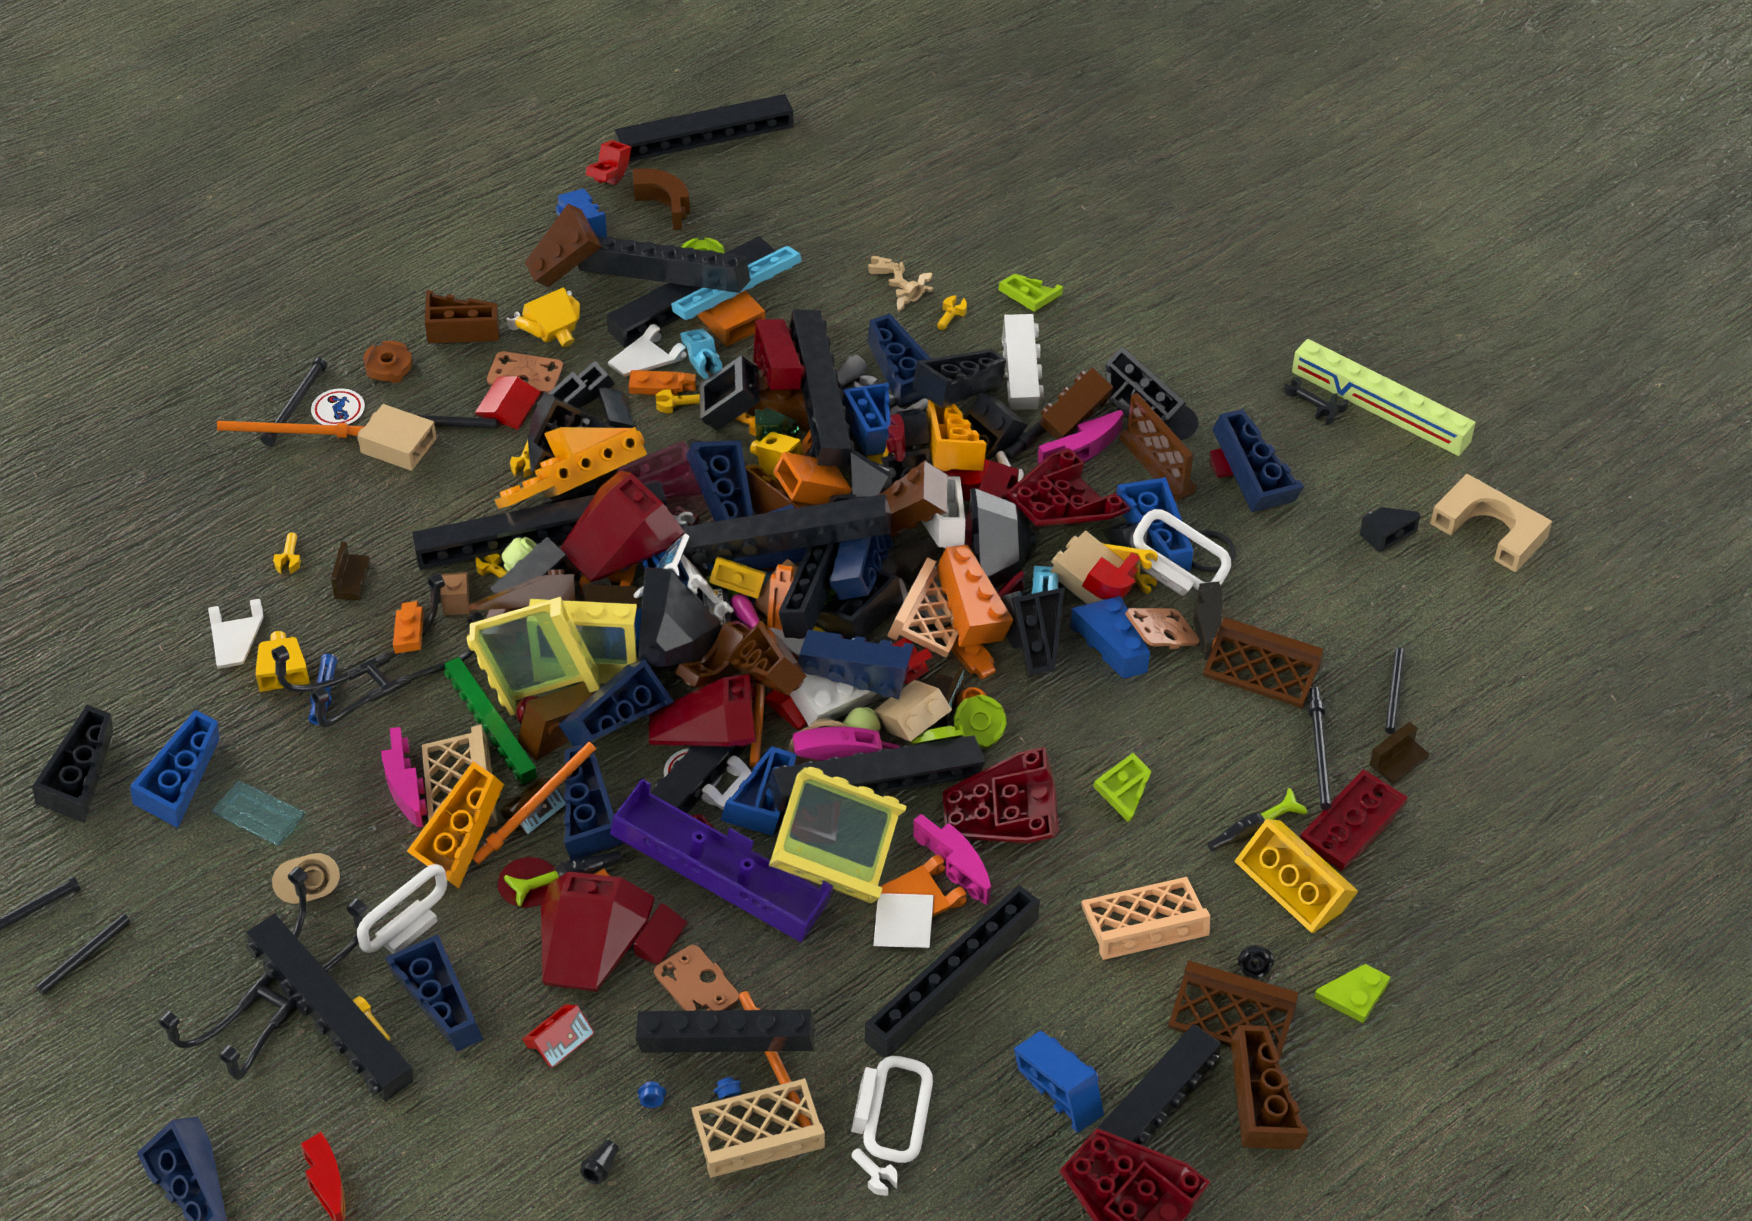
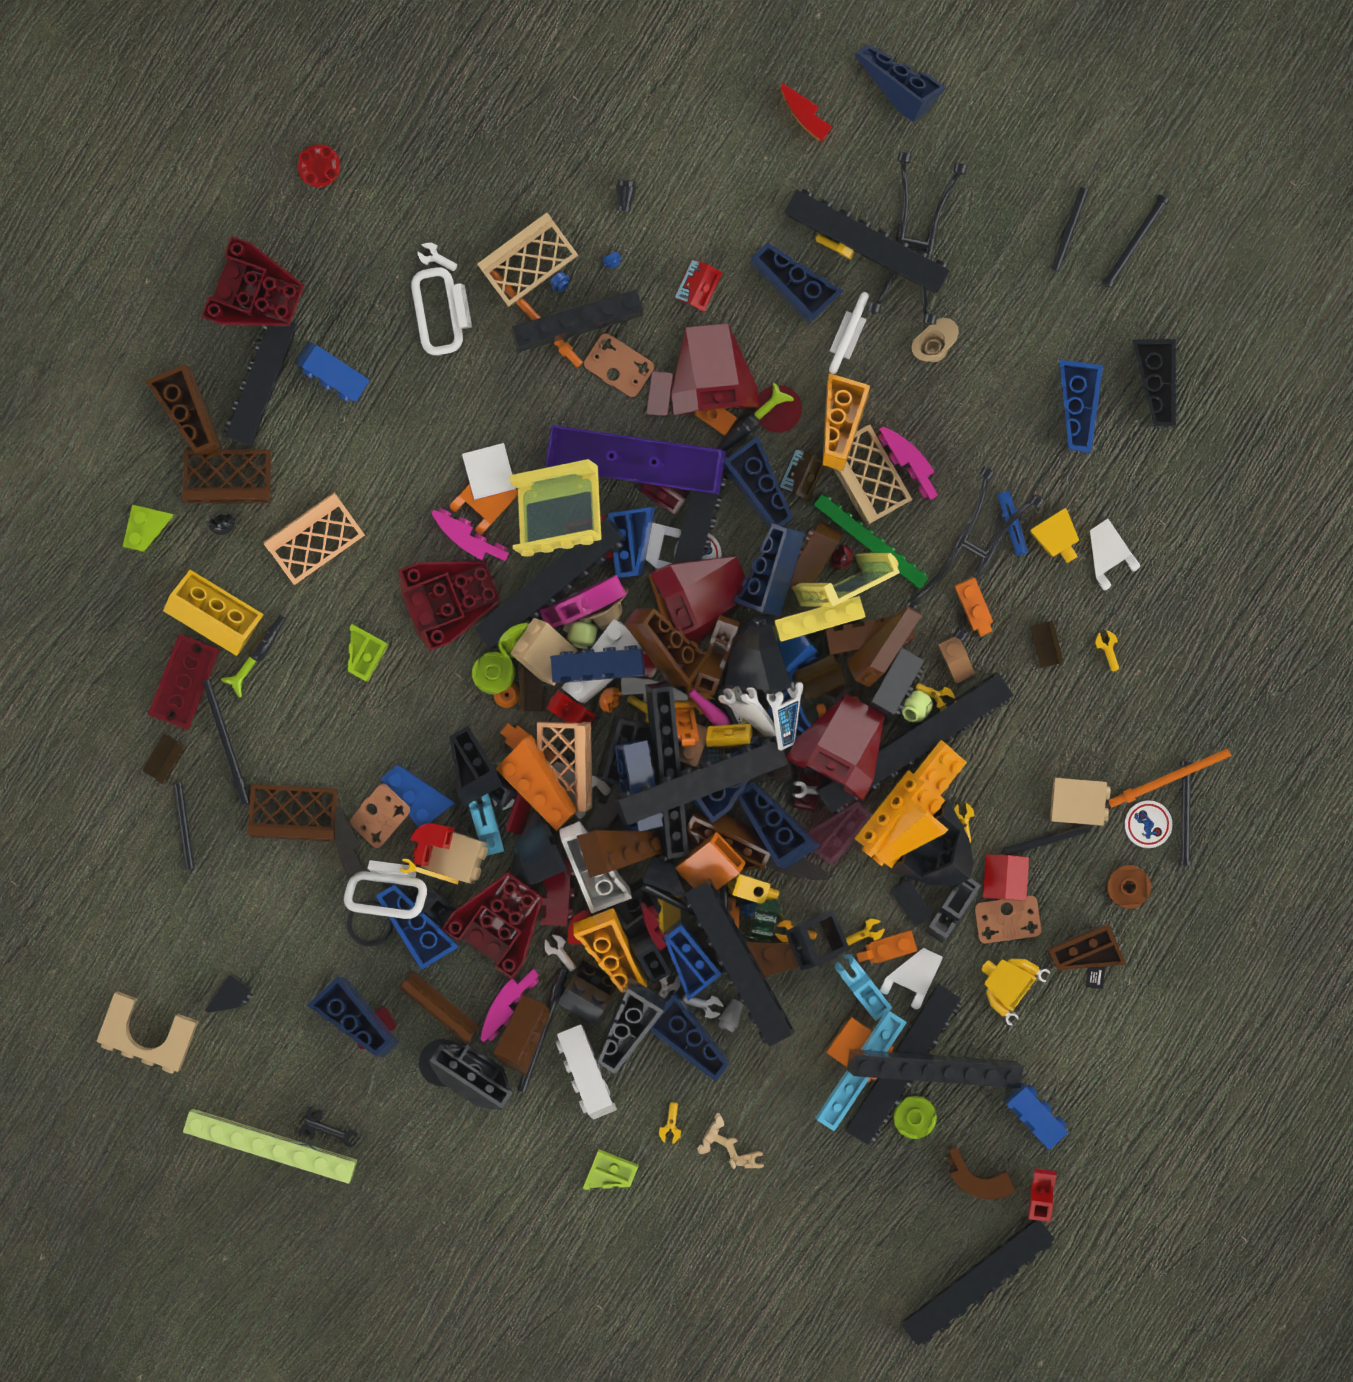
camera: 160 degrees right, 40 degrees up
(258, 813) = (1006, 396): clear light blue piece -> none
(495, 840) = (814, 430): orange bar -> none
(562, 247) = (1026, 1055): reddish brown wedge -> none
(776, 355) = (788, 986): dark red wedge -> none
(951, 971) = (435, 432): black brick -> none

